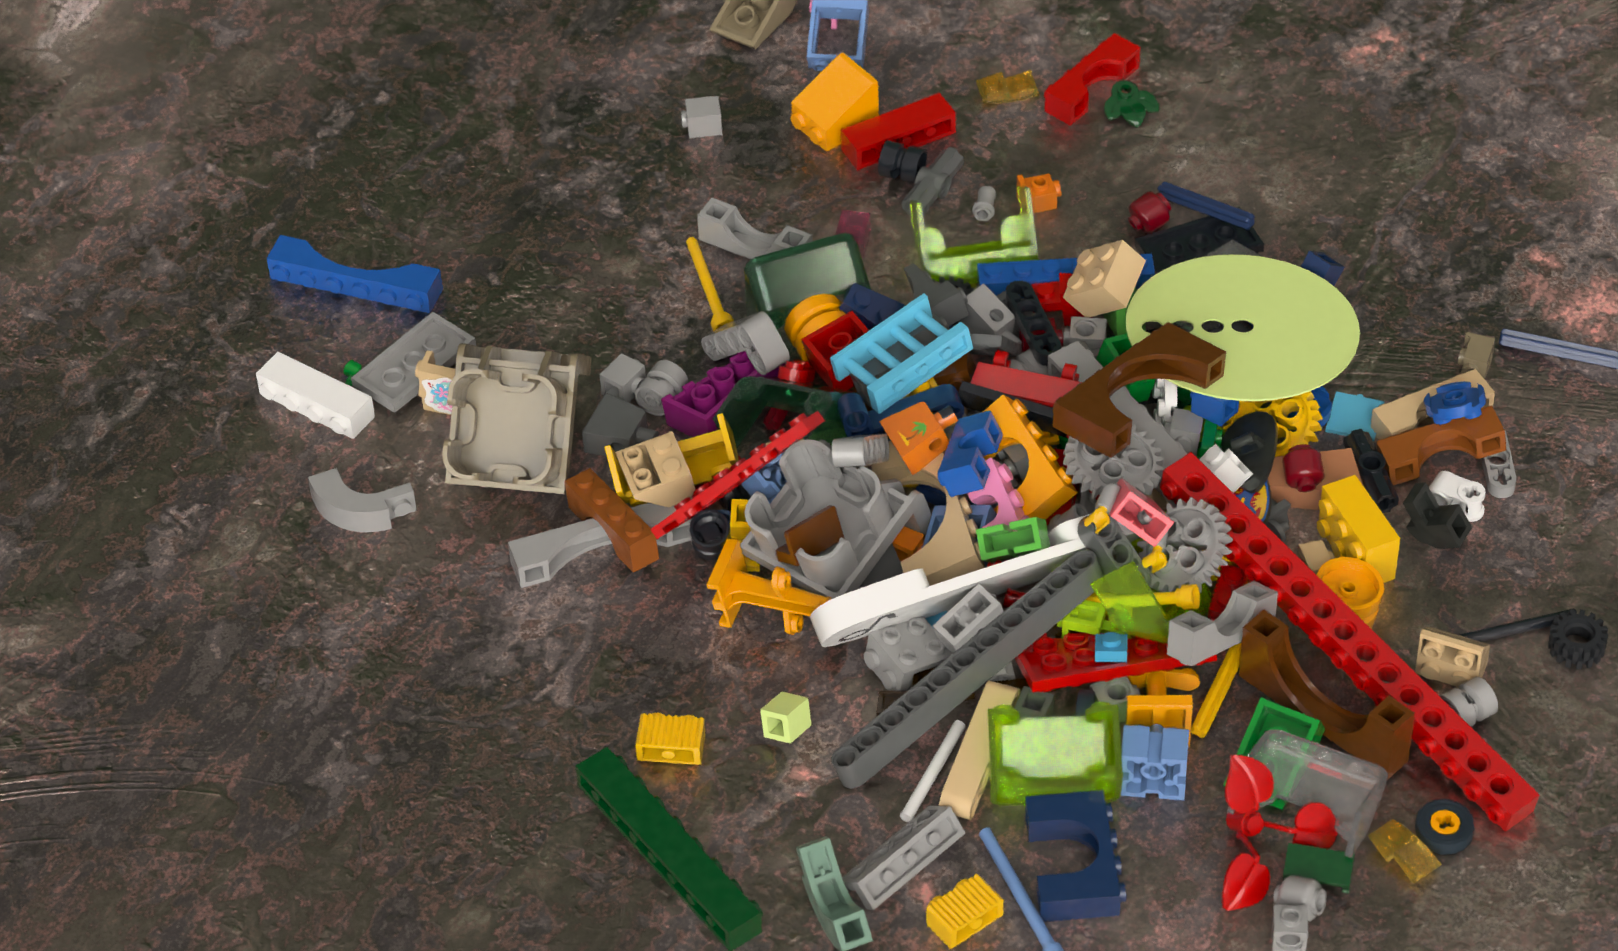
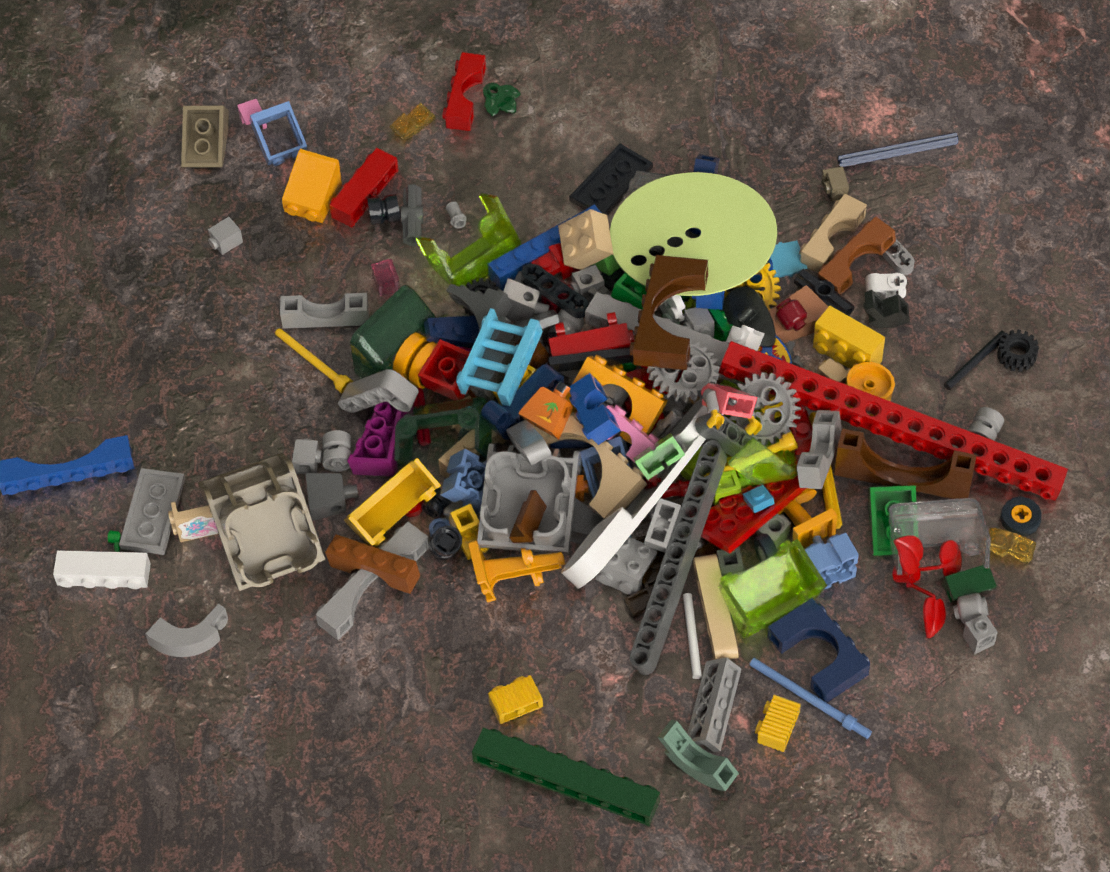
camera: 30 degrees left, 10 degrees up
(657, 471) = (387, 515): tan slope -> none
(740, 471) = (448, 506): red wing -> none
(786, 717) = (580, 647): yellowish green brick -> none
(797, 371) = (426, 399): red plate -> none
(1043, 191) = (486, 186): orange brick -> none
(1149, 212) = (567, 173): dark red head -> none
(1207, 205) = (600, 152): dark blue axle -> none
(1450, 657) = (956, 400): tan slope -> none
(1455, 402) = (862, 224): blue plate -> none

